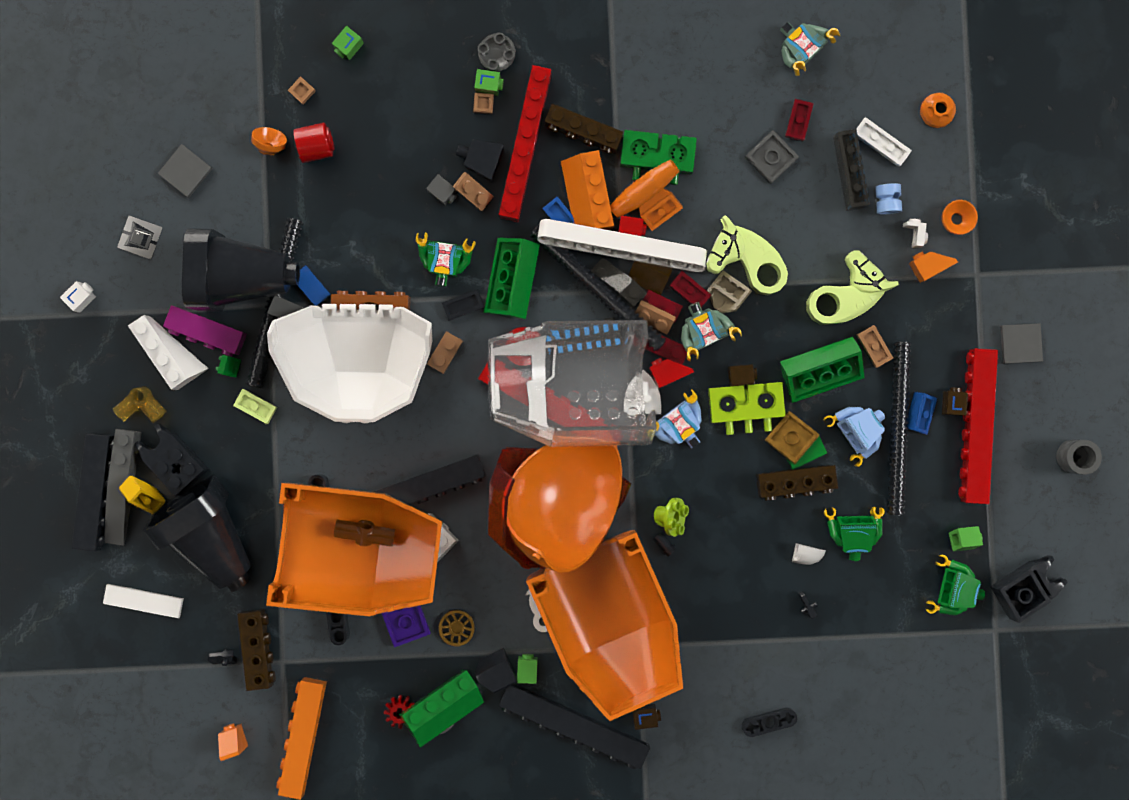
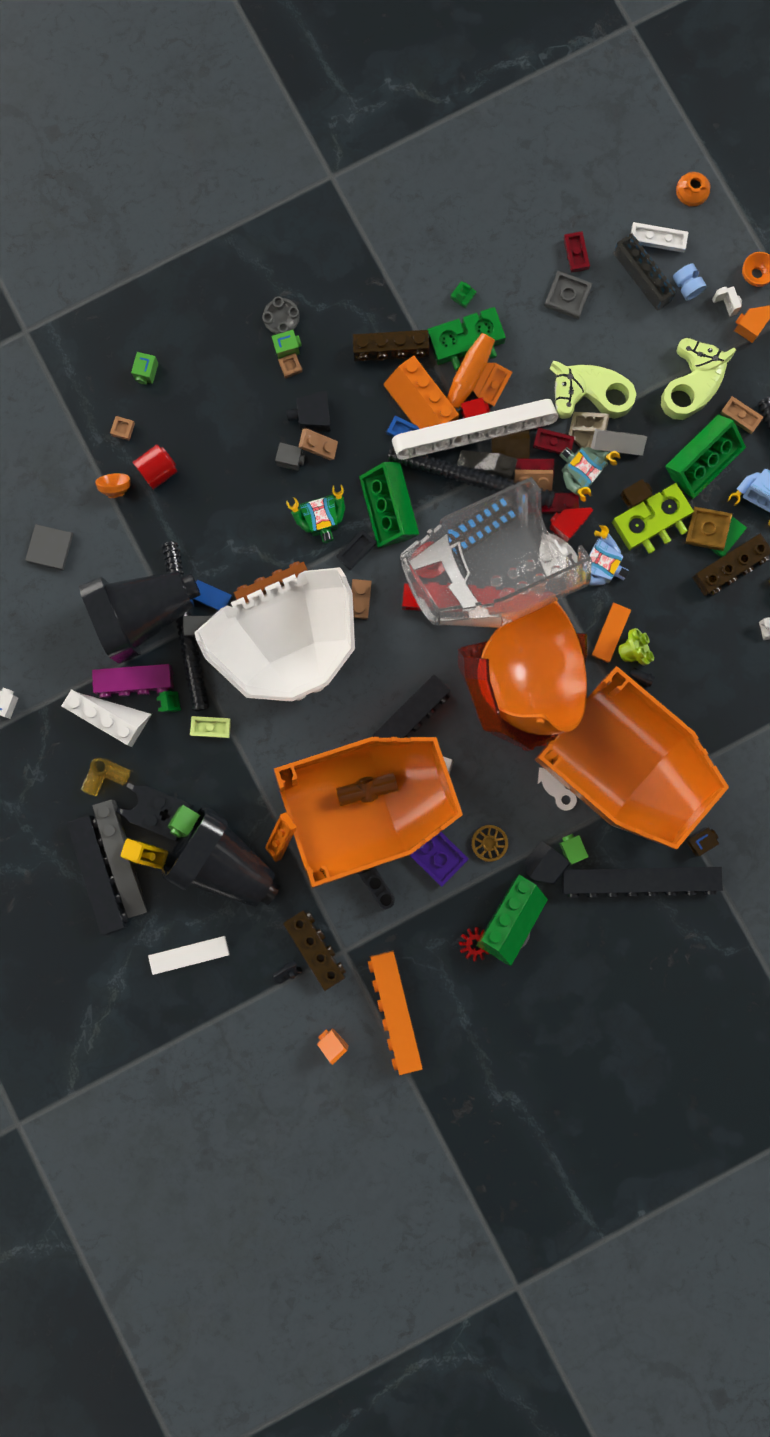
camera: 25 degrees left, 5 degrees down
(139, 237) = (34, 625): sticker -> none
(187, 484) = (183, 822): none -> bright green brick
(269, 537) = (280, 837): none -> orange tile
(525, 143) = (345, 382): red brick -> none
(657, 490) = (611, 632): none -> orange tile
(675, 111) = (463, 294): none -> green tile
(748, 320) = (618, 442): none -> light grey tile
(804, 44) = (549, 184): torso -> none

